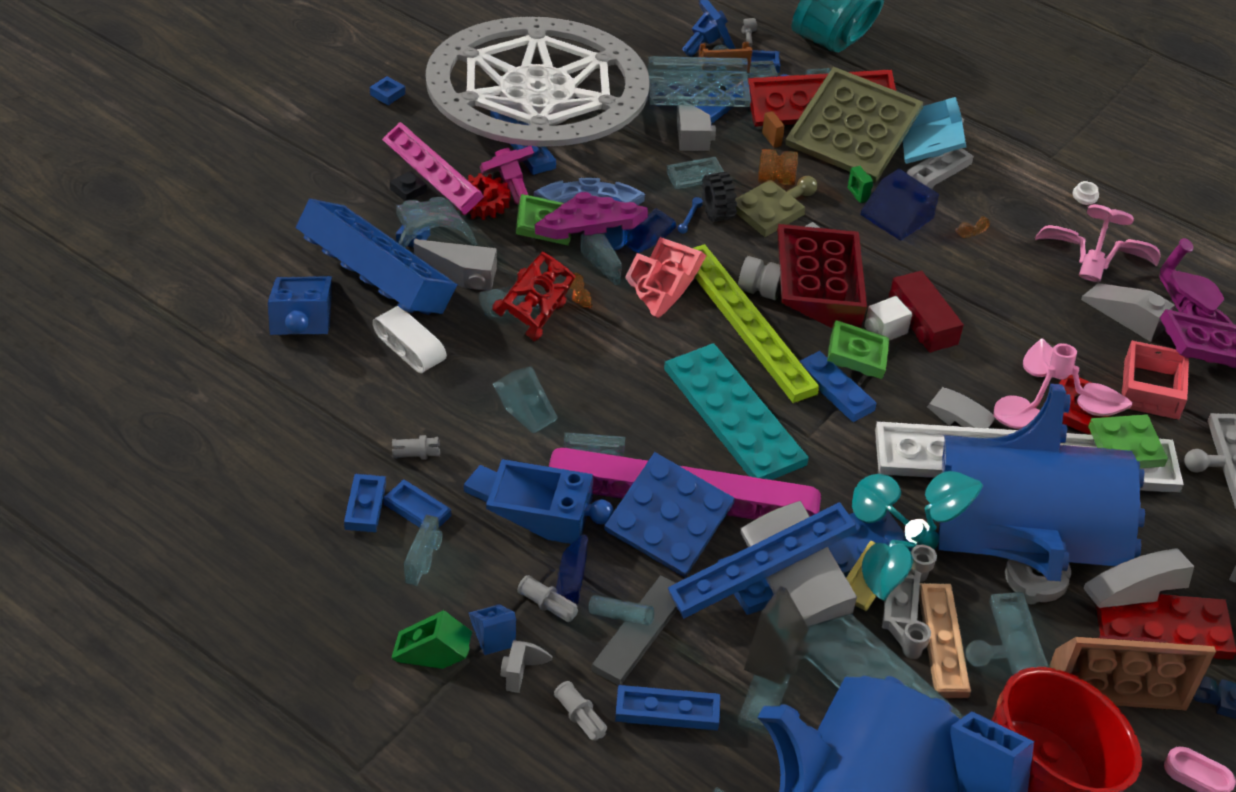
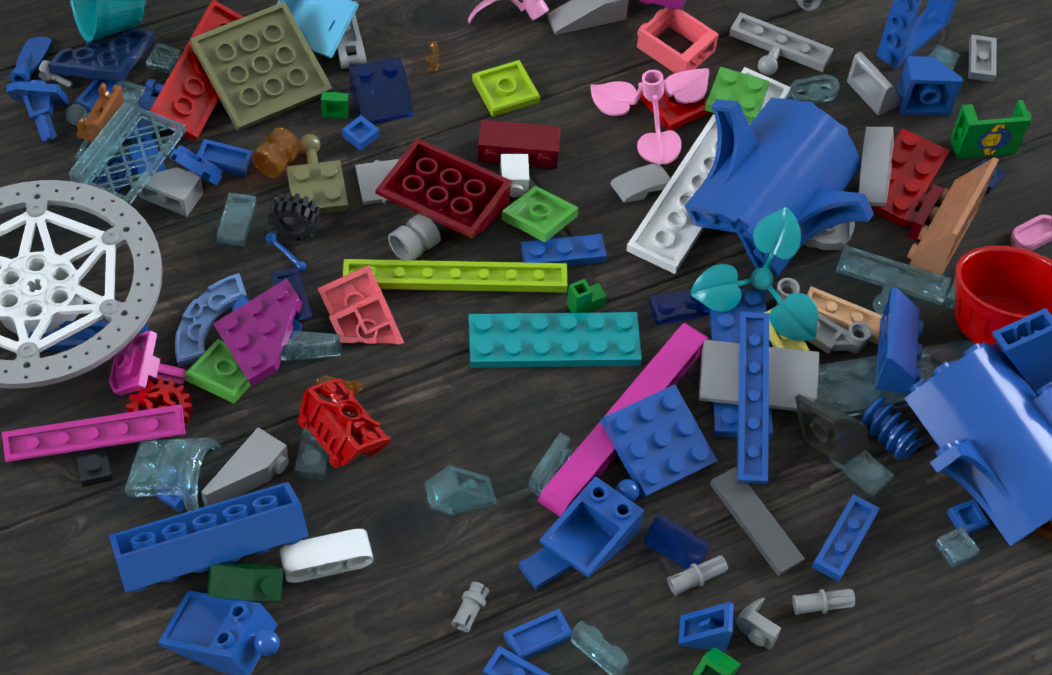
camera: 65 degrees left, 10 degrees up
(348, 294) = (245, 582): none -> dark green slope
(625, 610) = (743, 522): clear light blue piece -> none
(721, 123) = (190, 161): none -> blue plate
(750, 144) = (226, 157): none -> blue tile
(762, 15) = (30, 58): none -> blue piece
(773, 129) = (218, 129): dark orange tile -> none
(790, 413) = (585, 298): none -> green piece
(791, 47) = (104, 58): none -> dark blue plate
(820, 694) = (889, 429): none -> blue piece
(836, 484) = (676, 307): none -> clear blue plate
(846, 210) = (360, 132): none -> blue plate
(925, 654) = (898, 345): none -> blue slope
(984, 285) = (506, 88): none -> lime tile
(1202, 508) = (812, 89): none -> clear light blue plate

